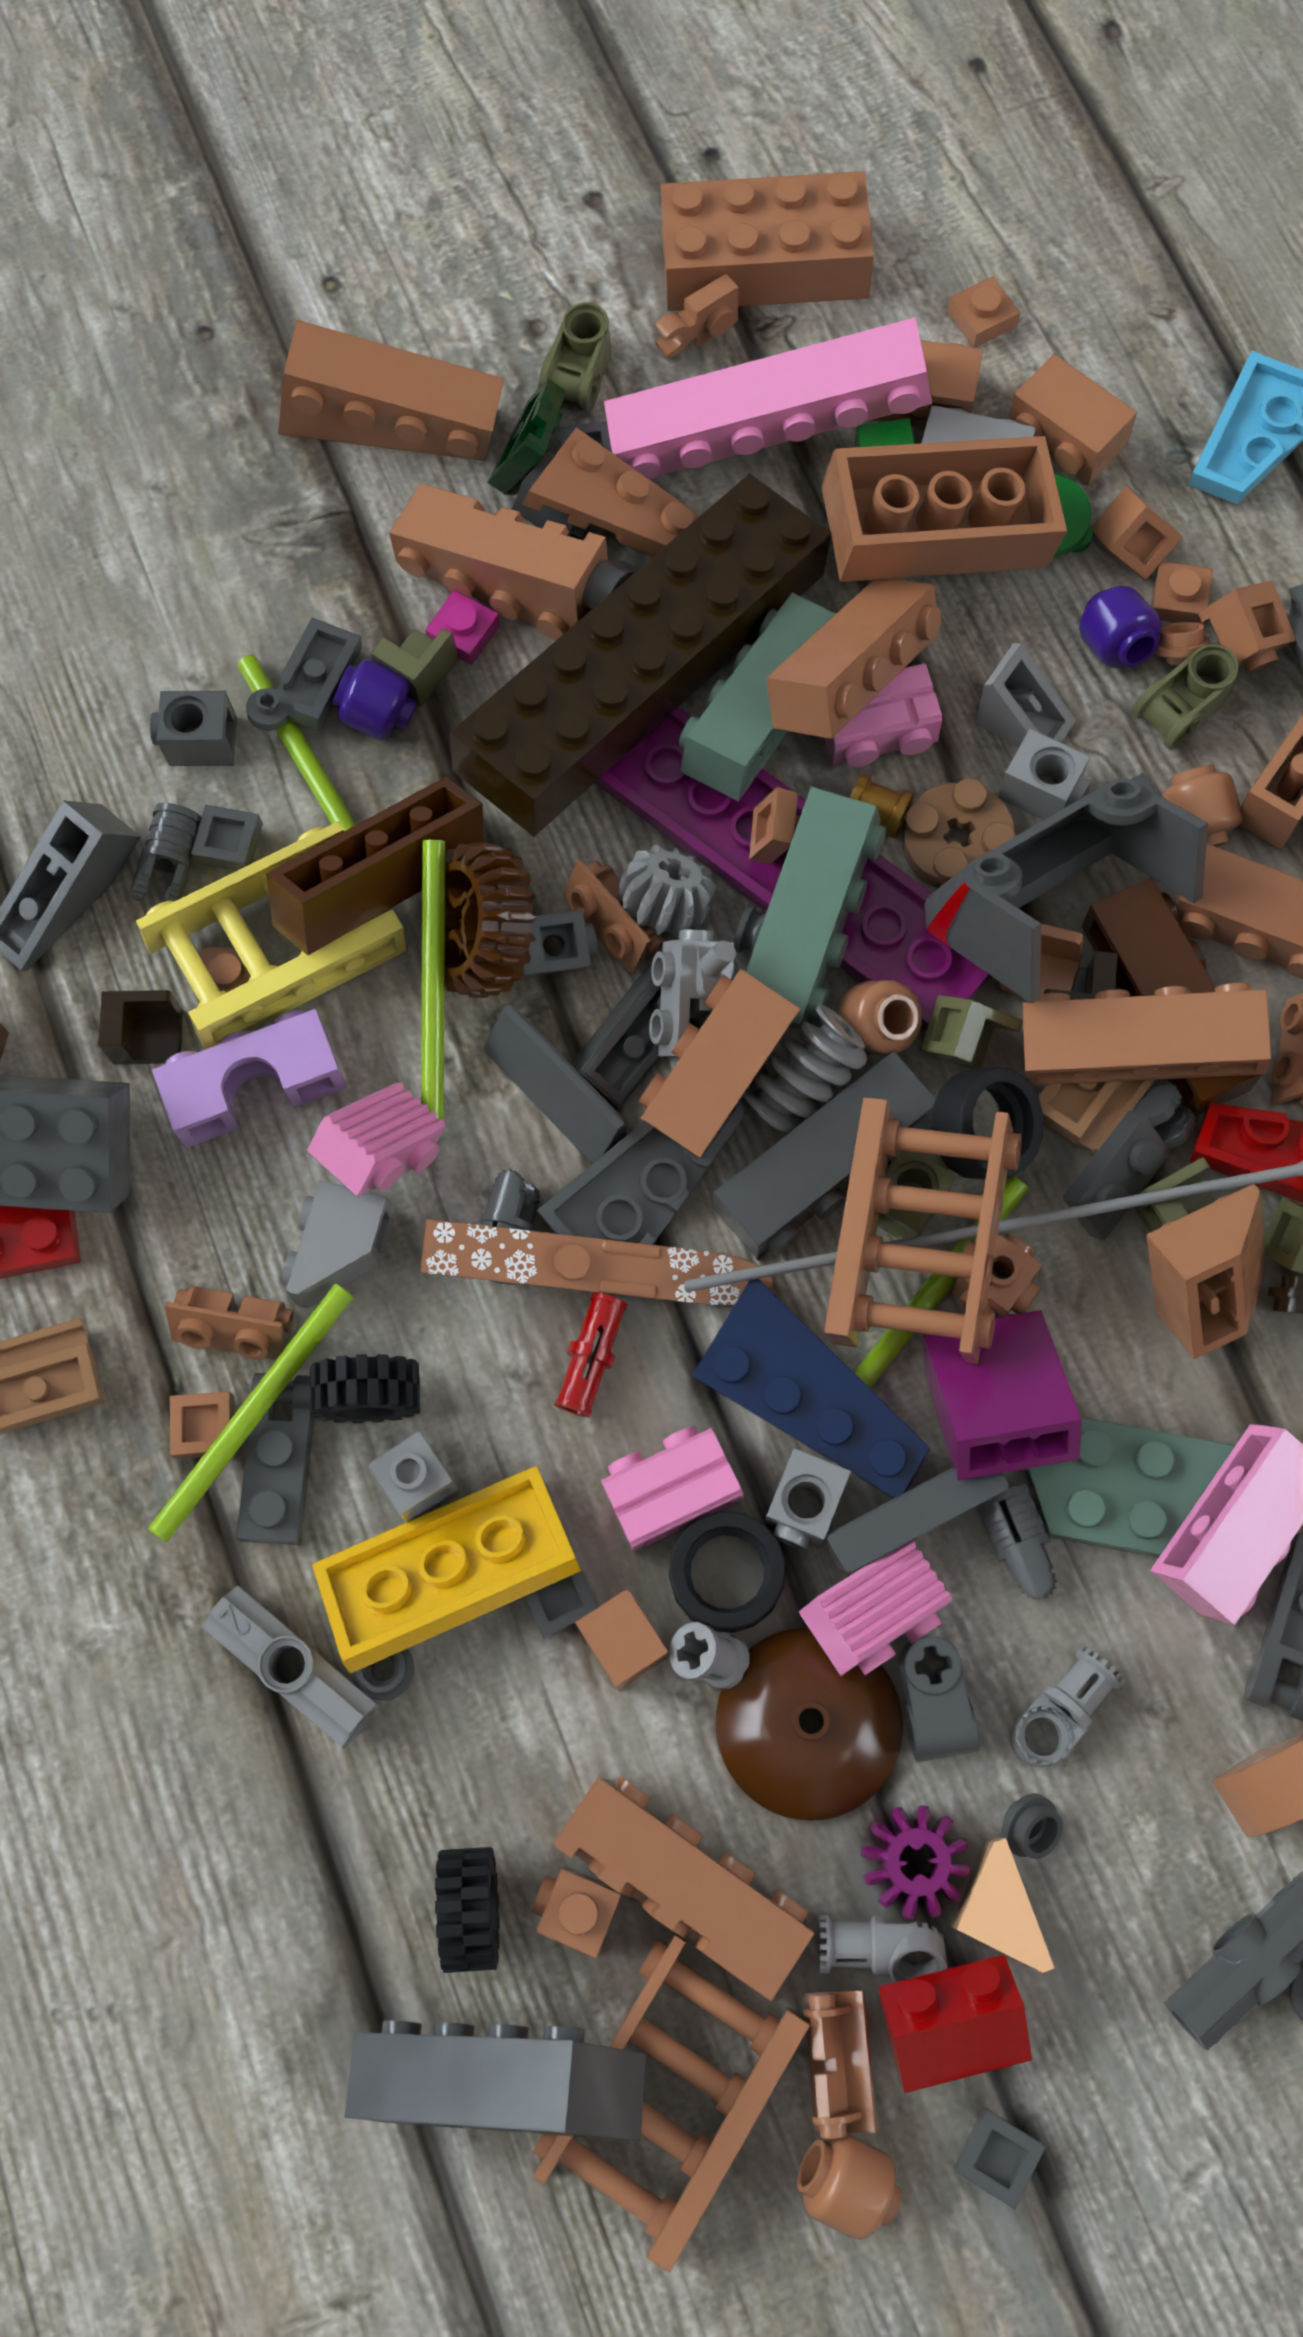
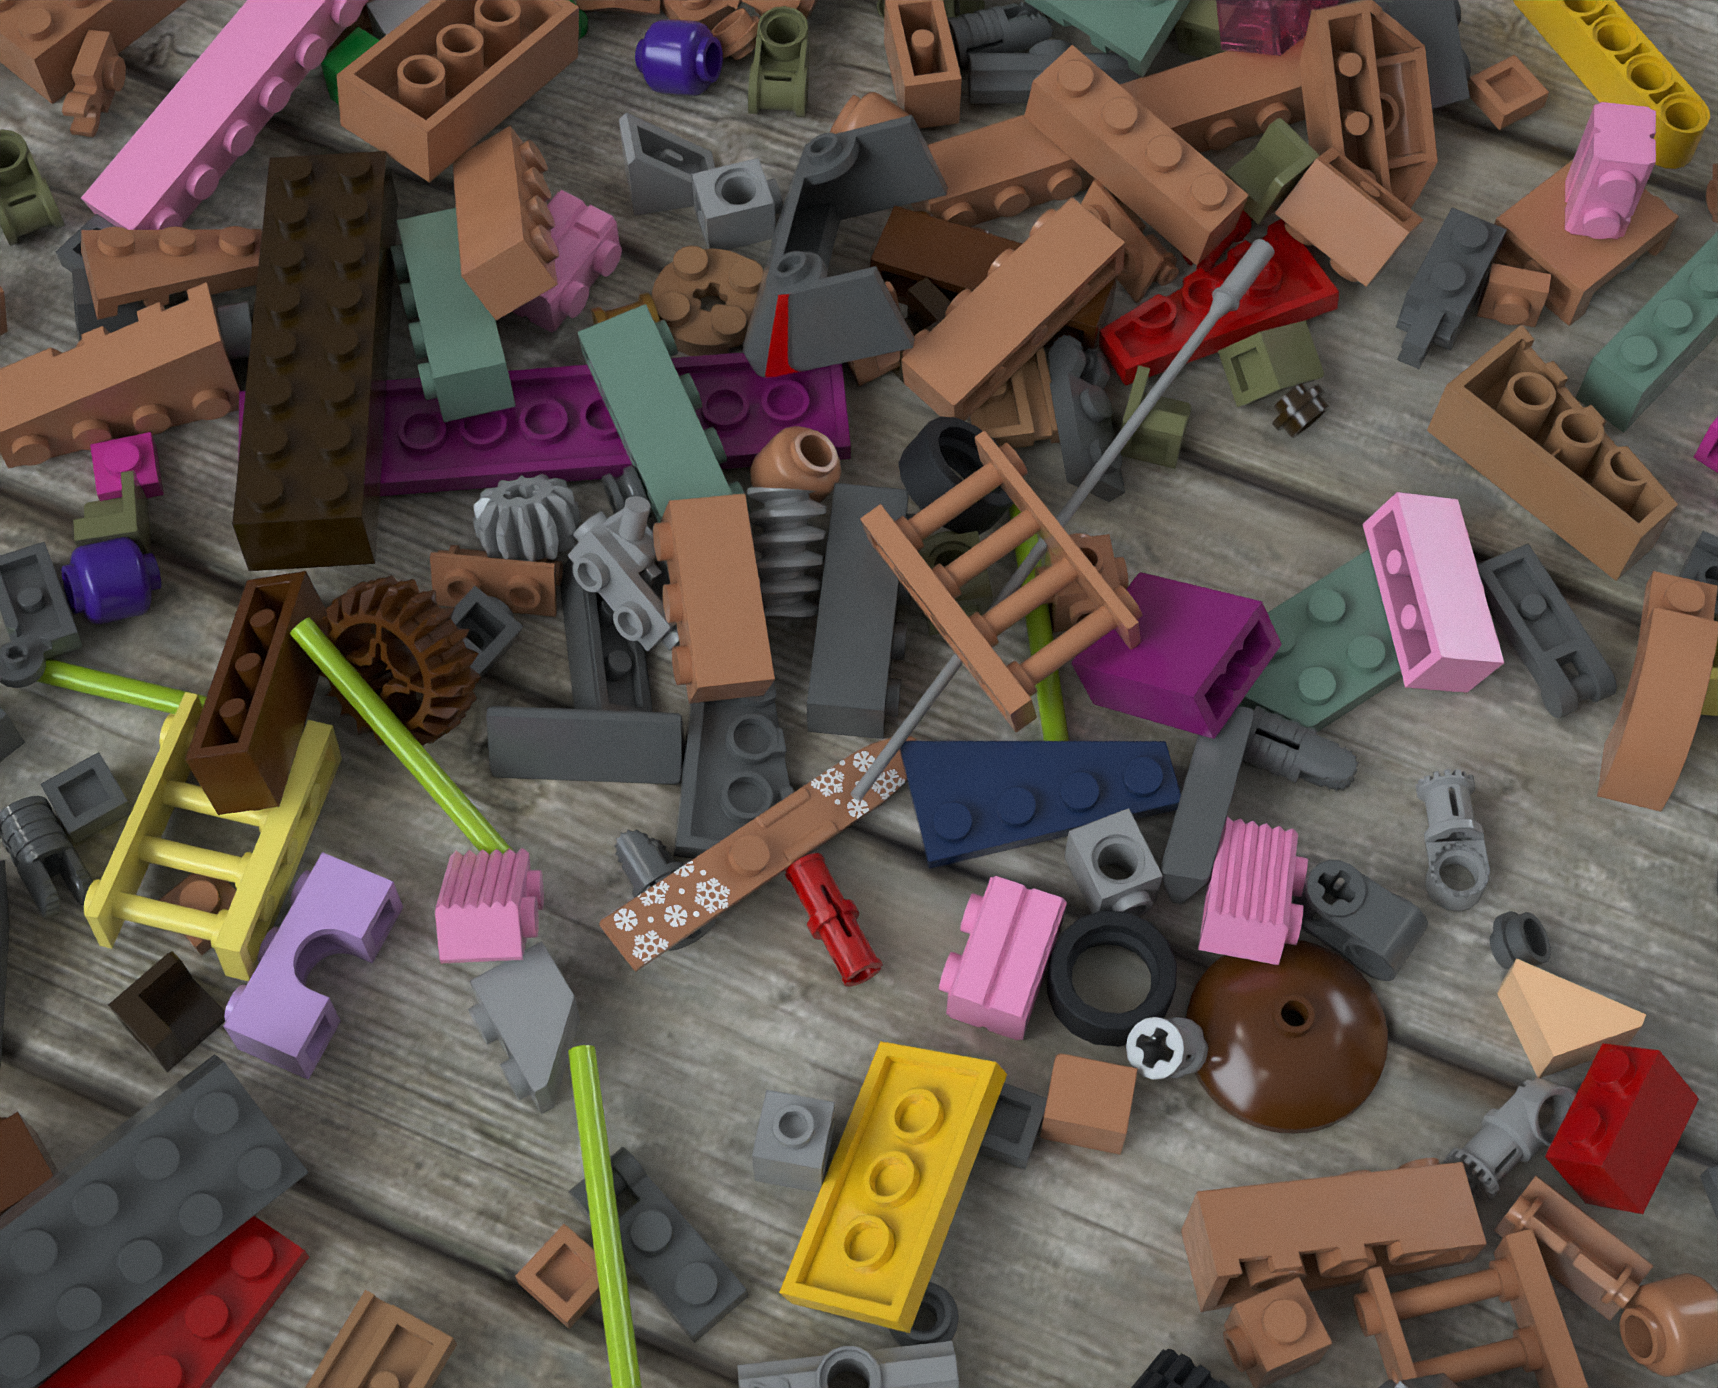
camera: 50 degrees left, 10 degrees down
(204, 1320) = (528, 1162): nougat hinge -> none
(364, 1388) = (682, 1106): black tyre -> none
(529, 437) = (40, 276): dark green wing -> none
(773, 825) = (567, 397): nougat plate -> none
(915, 1884) = (1455, 1066): magenta gear -> none
(962, 1030) = (867, 426): olive panel -> none
(1210, 1271) = (1227, 440): nougat slope -> none

